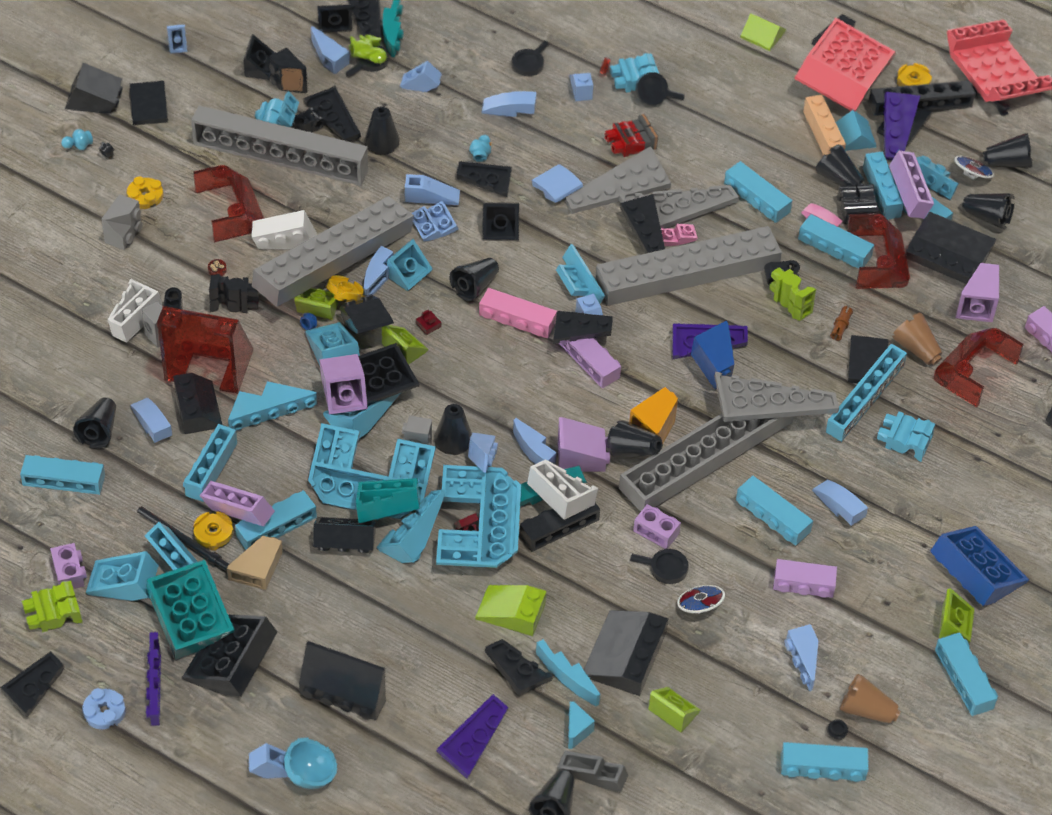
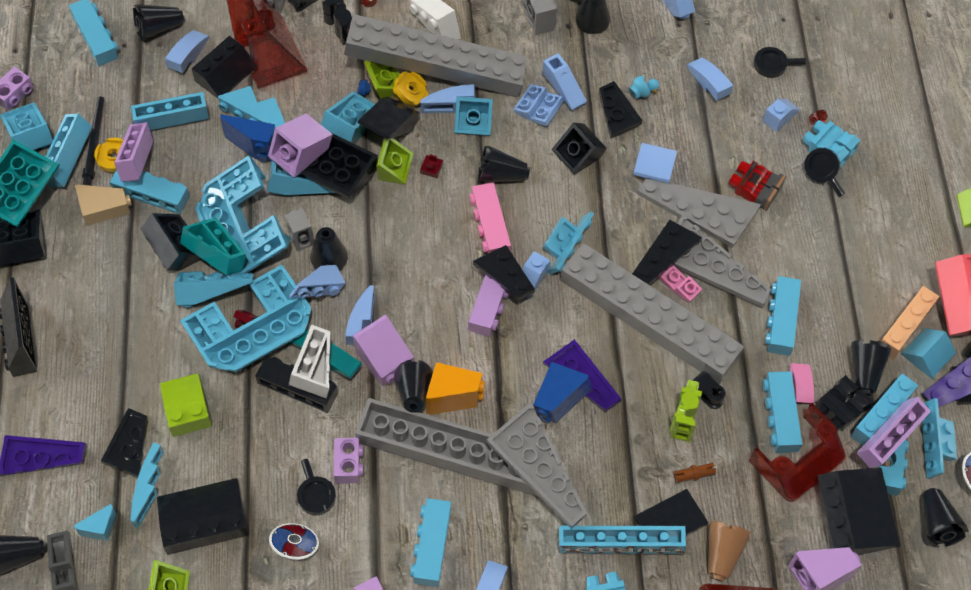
camera: 55 degrees right, 10 degrees up
(293, 419) = (249, 135): none -> blue slope

